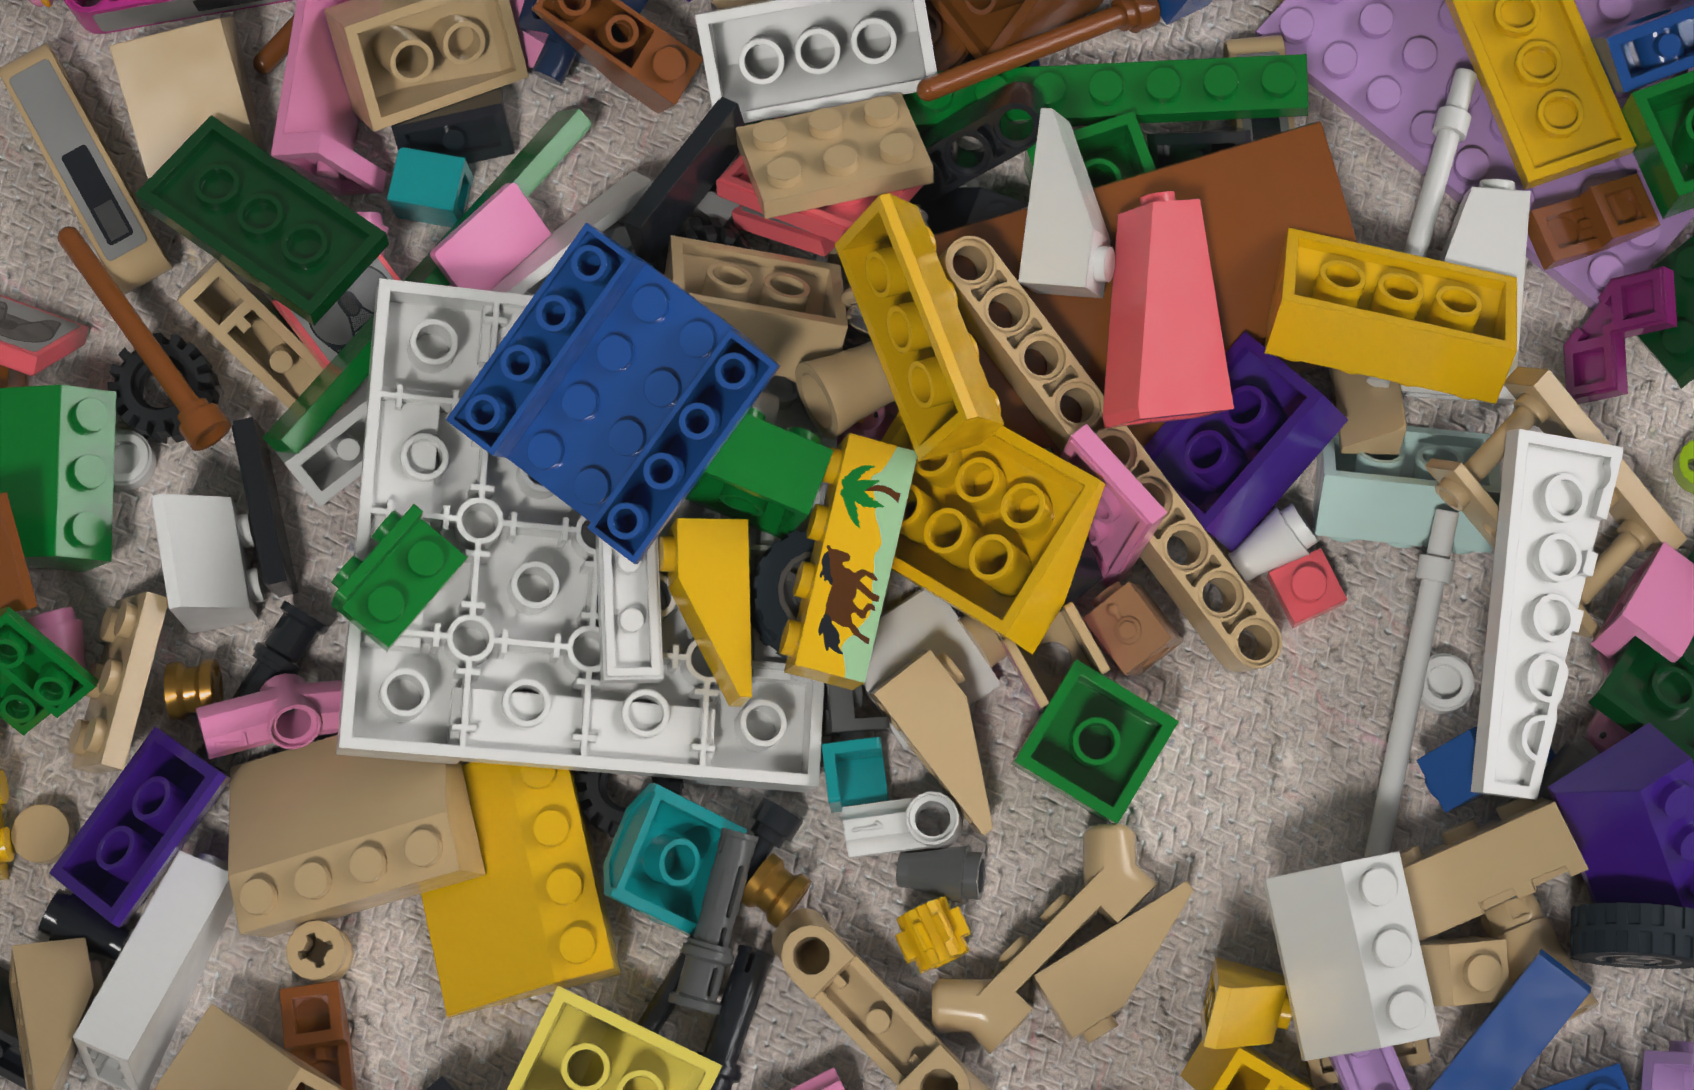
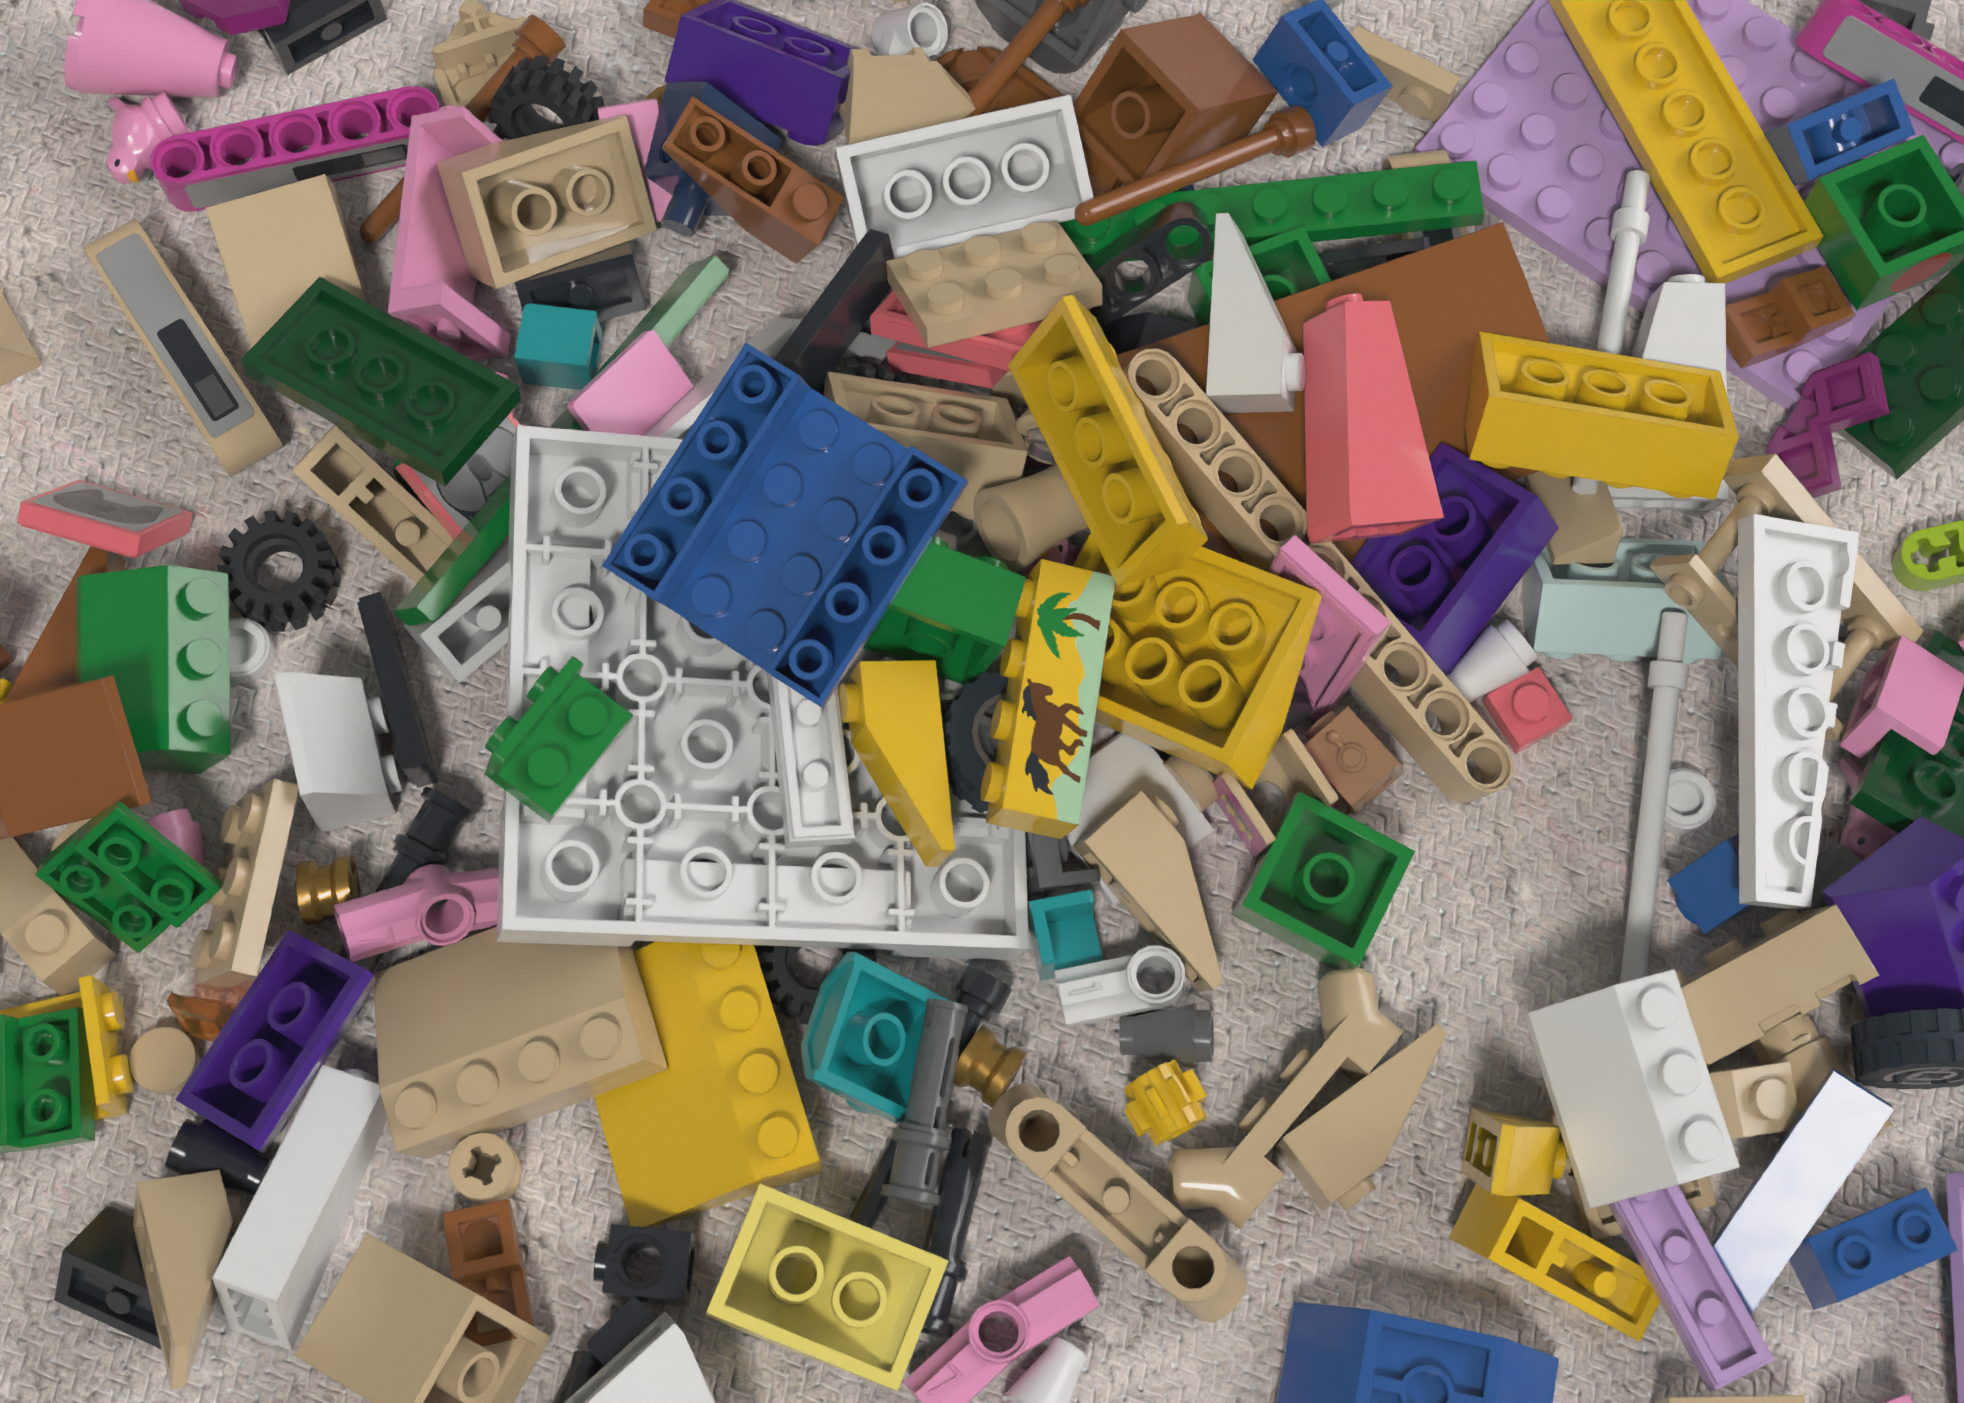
camera: 15 degrees left, 5 degrees down
(75, 796) = (199, 1015): none -> clear orange slope
(200, 421) = (323, 599): dark orange piece -> none
(483, 1048) = (672, 1282): none -> black brick

